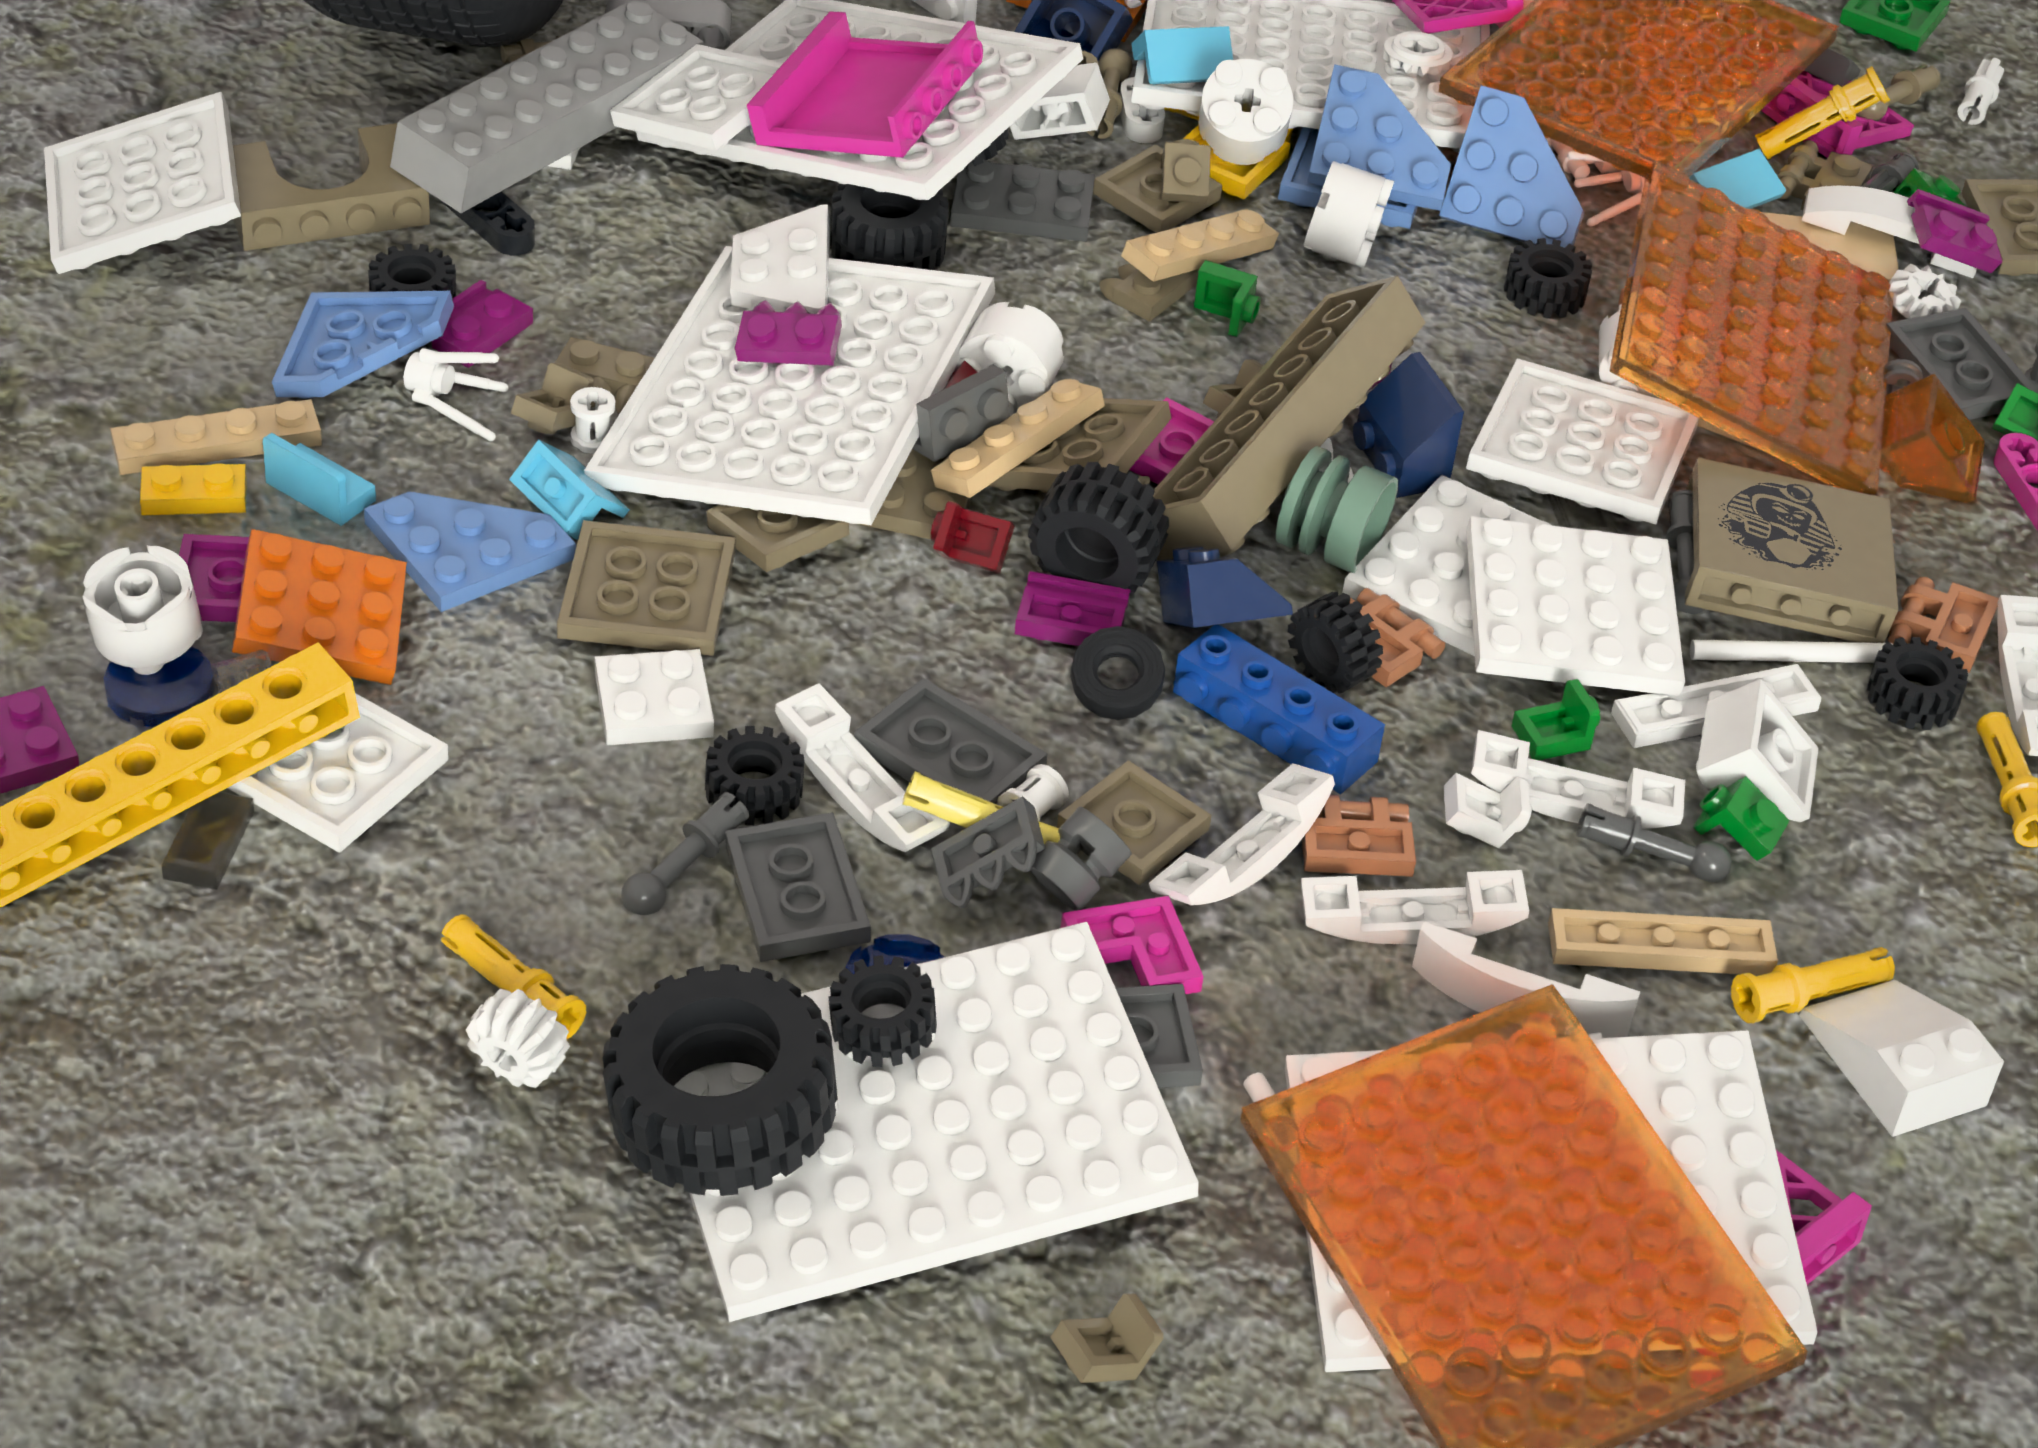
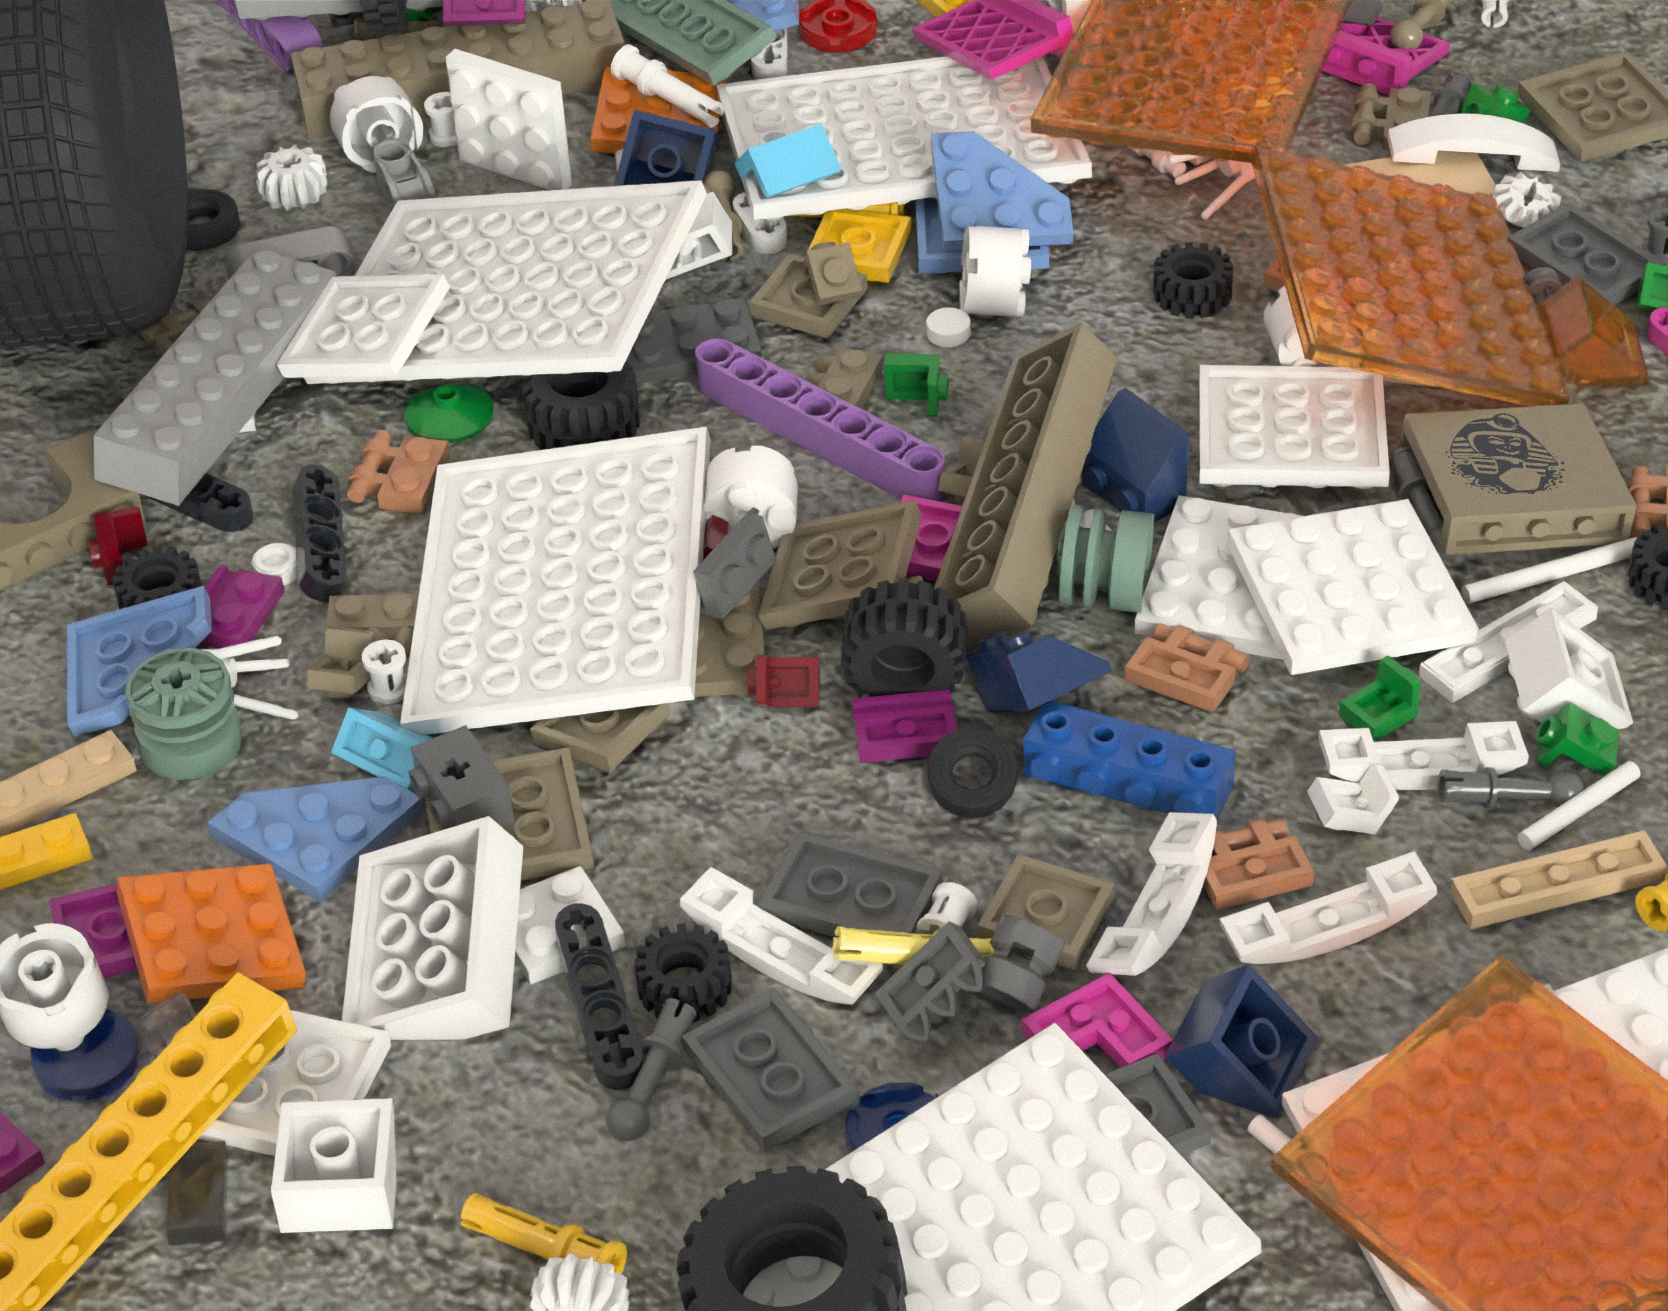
camera: 10 degrees left, 0 degrees up
(315, 480) = (149, 808): medium azure panel -> none
(340, 849) = (335, 1166): none -> white slope
(382, 402) = (184, 713): none -> sand green wheel
(392, 224) = (116, 533): none -> dark red bracket
(531, 669) = (436, 934): none -> white slope
(537, 292) = (276, 561): none -> white tile
(585, 275) = (324, 533): none -> black beam
(612, 540) = (459, 780): none -> dark grey brick
(661, 770) = (597, 995): none -> black beam
(695, 250) = (410, 473): none -> nougat plate
(759, 200) = (449, 412): none -> green dish
(783, 262) = (504, 470): white wing -> none
(789, 335) = (541, 537): magenta plate -> none
(860, 91) = (514, 282): dark pink panel -> none
(889, 1035) = (905, 1141): black tyre -> none
(1017, 437) = (790, 574): tan plate -> none
(1114, 306) = (818, 421): none -> medium lavender beam
(1188, 246) = (870, 338): tan plate -> none
(1267, 104) = (861, 178): white brick -> none
(1271, 999) = (1241, 1042): none -> dark blue slope
(1284, 257) = (948, 327): none -> white tile
(1335, 642) = (1151, 665): black tyre -> none
(1417, 53) = (993, 99): white gear -> none
(1479, 983) = (1445, 970): white slope -> none
(1510, 176) = (1125, 194): medium blue plate -> none
(1717, 880) = (1578, 805): none -> white bar
(1744, 180) = (1330, 137): medium azure panel -> none
(1841, 104) = (1388, 43): yellow pin -> none
(1954, 231) = (1532, 134): magenta plate -> none

